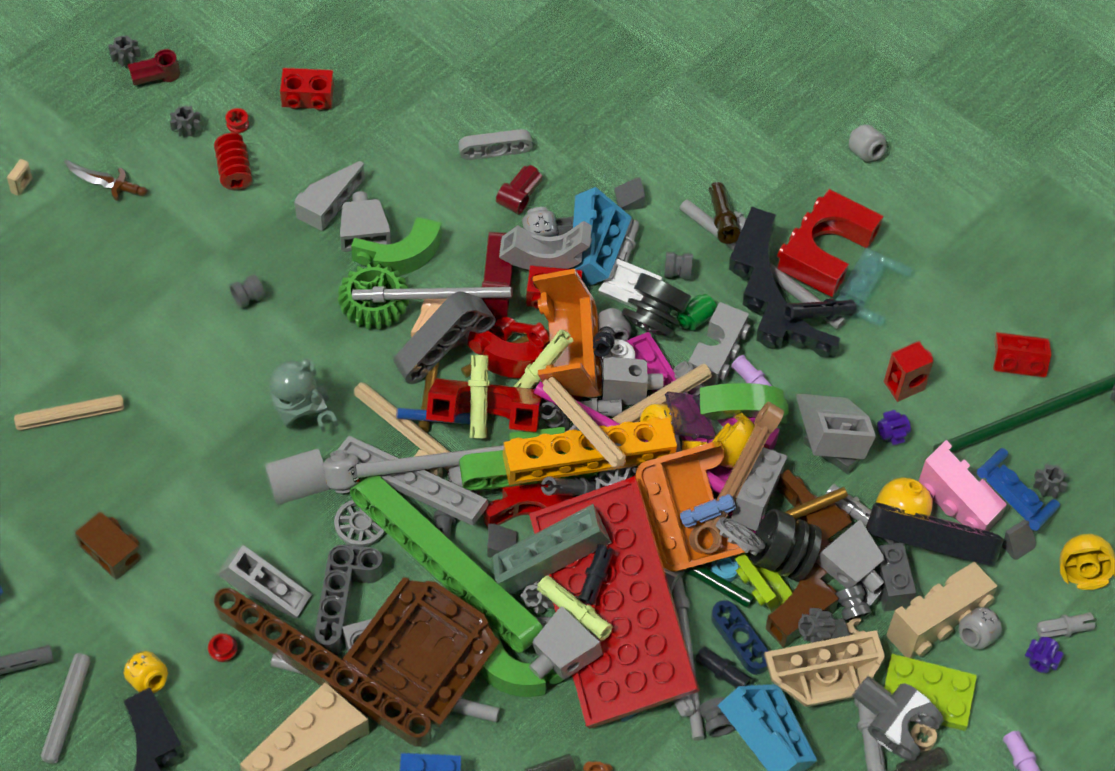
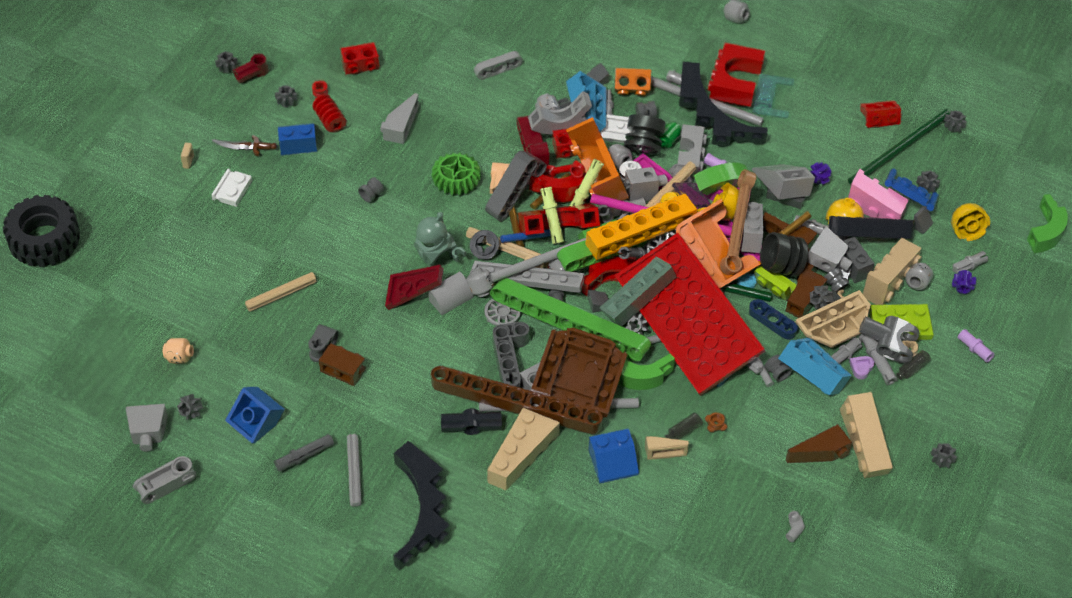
camera: 15 degrees left, 5 degrees down
(63, 239) = (232, 187): none -> white plate
(95, 498) = (321, 340): none -> dark grey piece
(146, 671) = (399, 432): yellow head -> none
(177, 187) = (297, 139): none -> blue slope
(222, 647) = (442, 406): red plate -> none
(246, 450) = (411, 284): none -> dark red wing
(251, 680) = (471, 421): none -> black piece
(263, 581) = (444, 354): light grey slope -> none
(364, 221) = (432, 132): light grey torso -> none
(368, 403) = (479, 238): none -> black gear
(381, 294) = (464, 168): light grey bar -> none
(405, 255) = (468, 143): bright green arch -> none
(517, 193) = (524, 91): dark red piece -> none
(564, 646) = (669, 346): light grey torso -> none
(583, 614) = (672, 324): yellowish green pin -> none
(584, 422) = (633, 208): tan axle -> none
(596, 574) = (674, 298): black pin -> none
(603, 341) = (621, 162): black pin -> none
(676, 209) = (632, 76): none -> orange brick
(707, 510) = (728, 245): medium blue axle -> none
(722, 668) = (771, 340): black pin -> none
(725, 219) = (665, 74): dark brown pin -> none
(740, 535) = (754, 255): light grey wheel -> none
(827, 309) = (751, 113): black pin -> none
(827, 717) = (847, 350): none -> light grey axle
(843, 746) = (861, 366): none -> lavender tile
(908, 371) = (817, 137): red brick -> none

